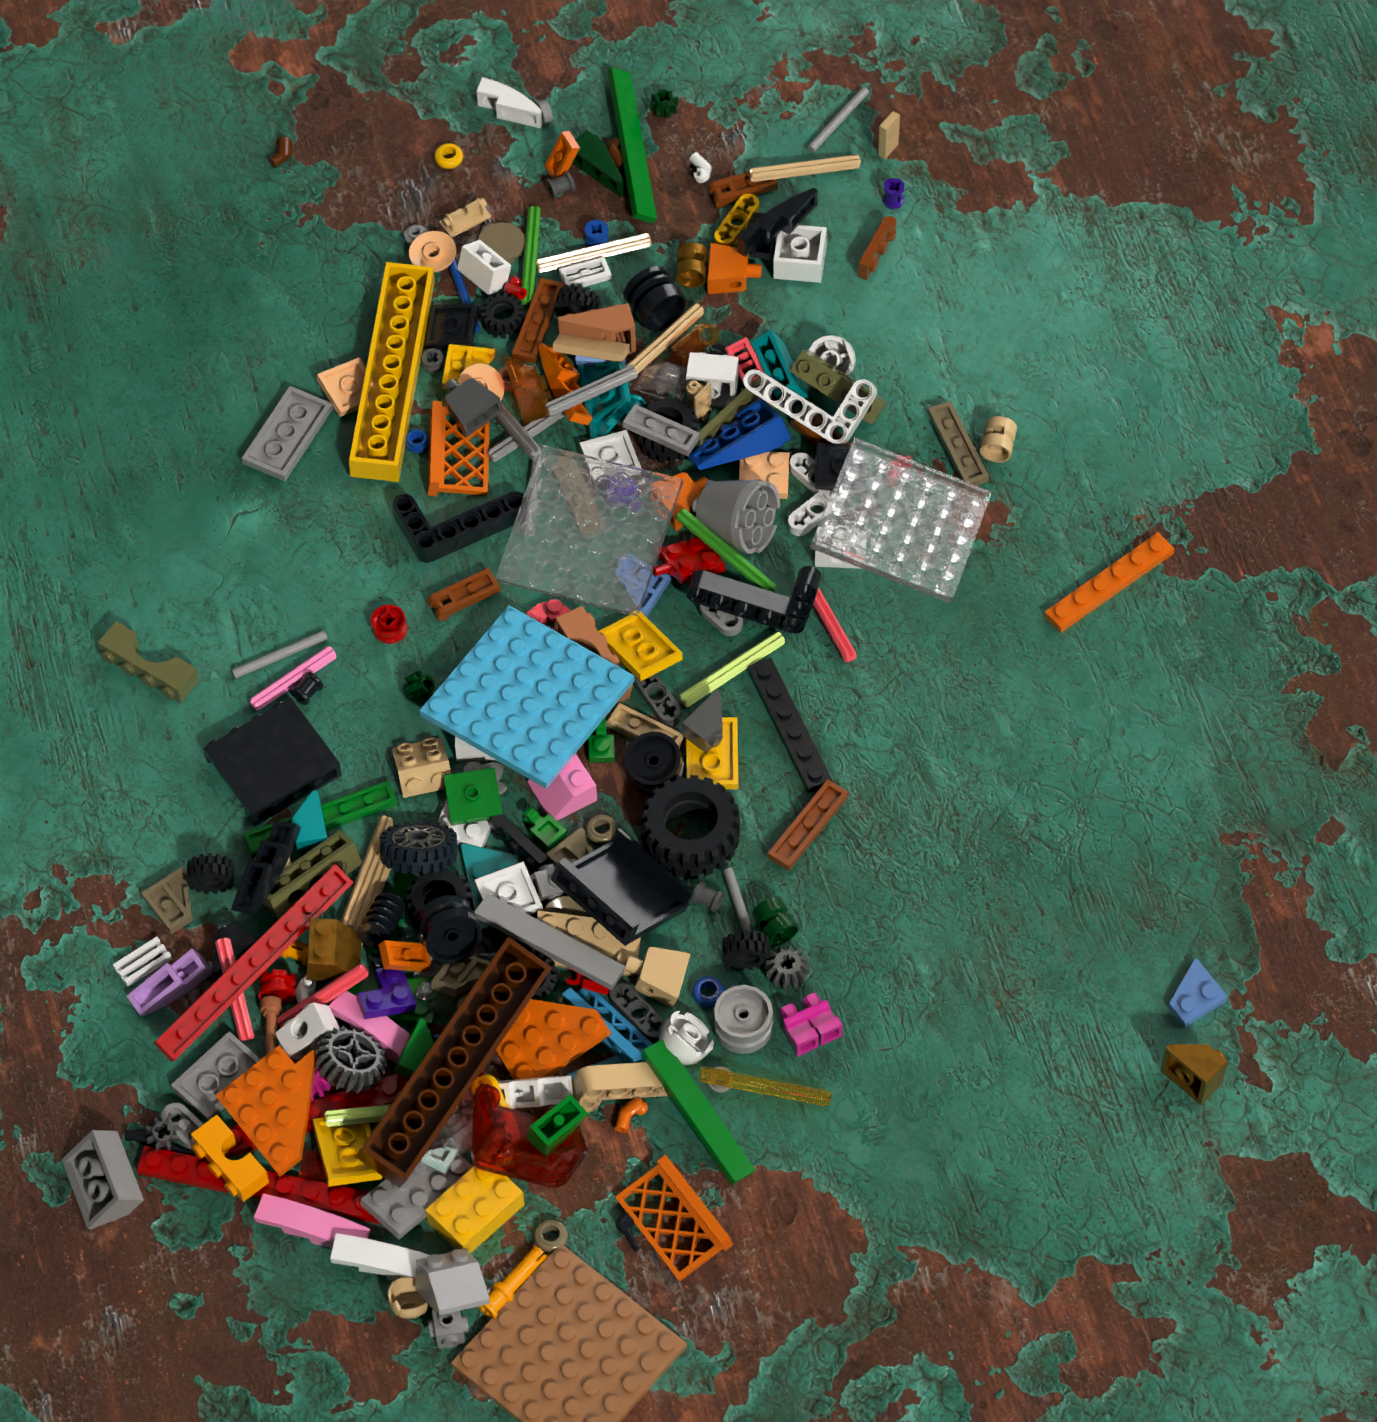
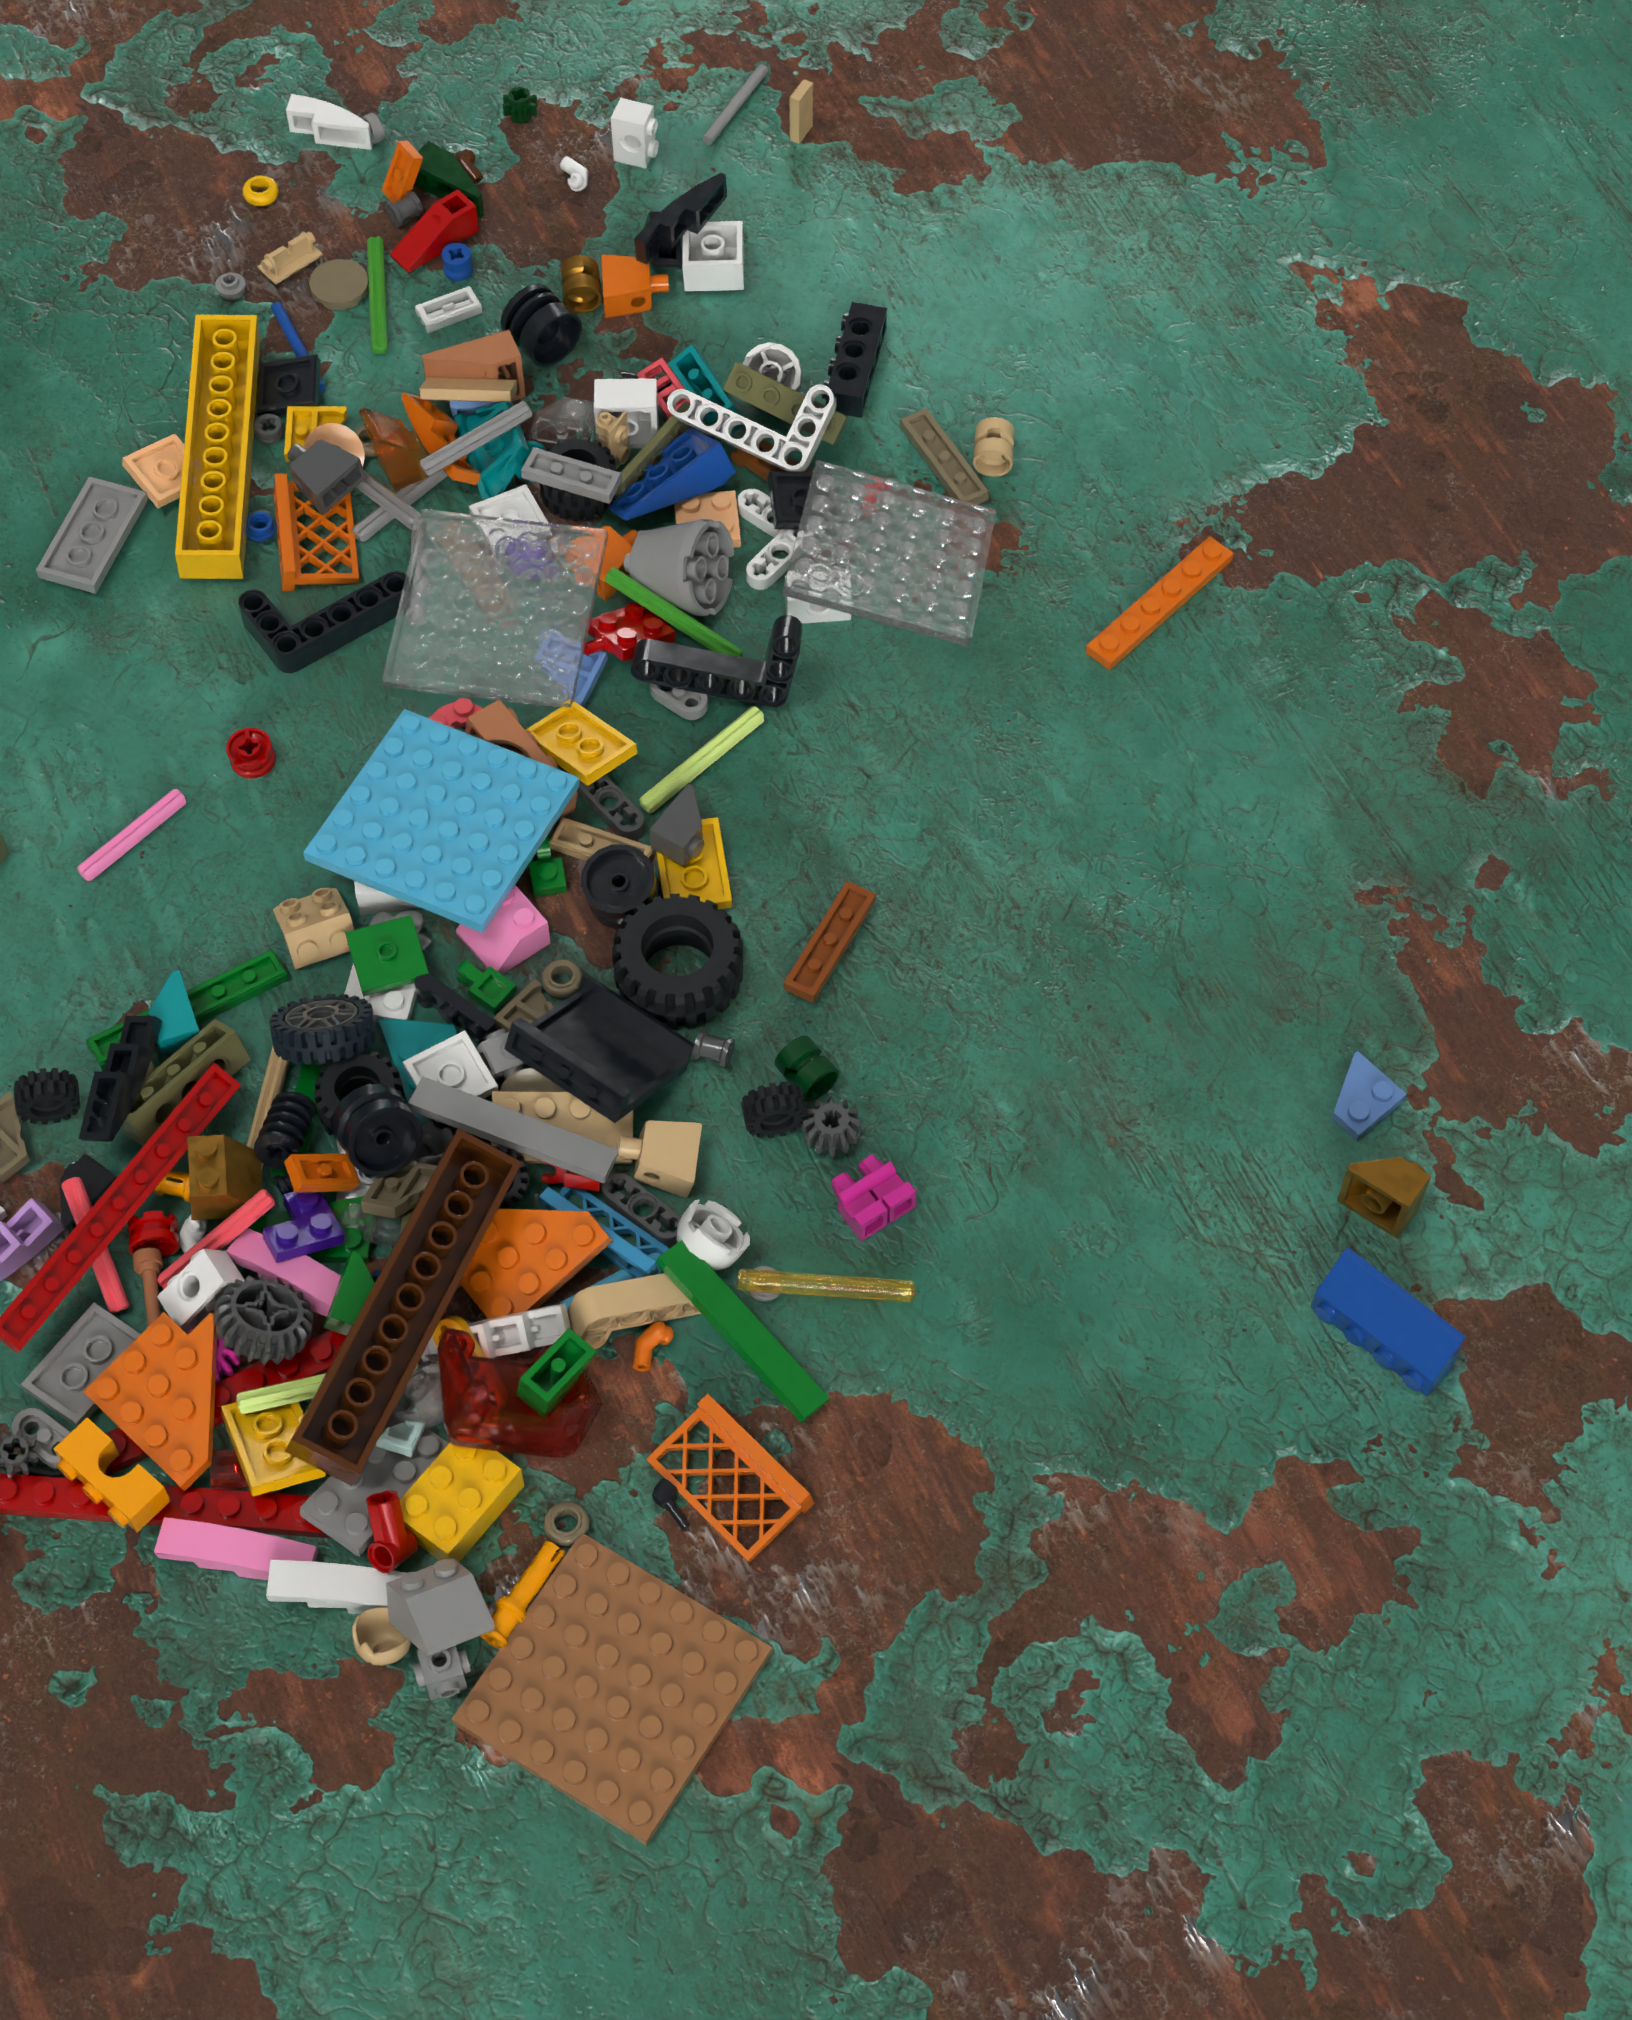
camera: 10 degrees left, 0 degrees up
(273, 761) = (117, 941): black panel -> none
(279, 654) = (111, 807): light grey bar -> none
(284, 152) = (53, 206): reddish brown arm -> none
(306, 688) = (151, 845): black bush -> none
(365, 873) = (255, 1072): tan axle -> none
(418, 687) = (298, 826): dark green gear -> none
(423, 1231) = (392, 1540): none -> red piece
(431, 244) = (254, 297): light nougat dish -> none
(464, 594) = (343, 705): dark orange plate -> none
(484, 267) = (320, 311): white brick -> none
(502, 304) = (355, 379): black tyre -> none
(513, 287) = (363, 334): red arm -> none
(537, 321) = (397, 366): dark orange plate -> none
(575, 300) = (440, 330): black tyre -> none
(586, 205) = (444, 223): none -> red slope
(588, 253) = (472, 278): axle -> none
(631, 145) = (487, 156): green tile -> none
(666, 337) = (563, 371): tan axle -> none
(693, 342) = (583, 382): clear orange piece -> none
(707, 981) = (731, 1158): blue piece -> none
(736, 212) = (628, 220): yellow beam -> none
(737, 900) = (752, 1047): light grey bar -> none
(738, 186) = (630, 189): dark orange plate -> none
(743, 1019) = (784, 1200): light grey wheel -> none
(751, 140) = (634, 133): none -> white brick
(789, 724) = (786, 820): black plate -> none
(804, 168) = (703, 160): tan axle -> none
(833, 628) = (825, 696): coral axle -> none
(877, 247) = (806, 241): dark orange plate -> none
(893, 194) = (817, 184): dark purple bush -> none
(908, 338) = (856, 357): none -> black brick
(1177, 1167) = (1387, 1322): none -> blue slope

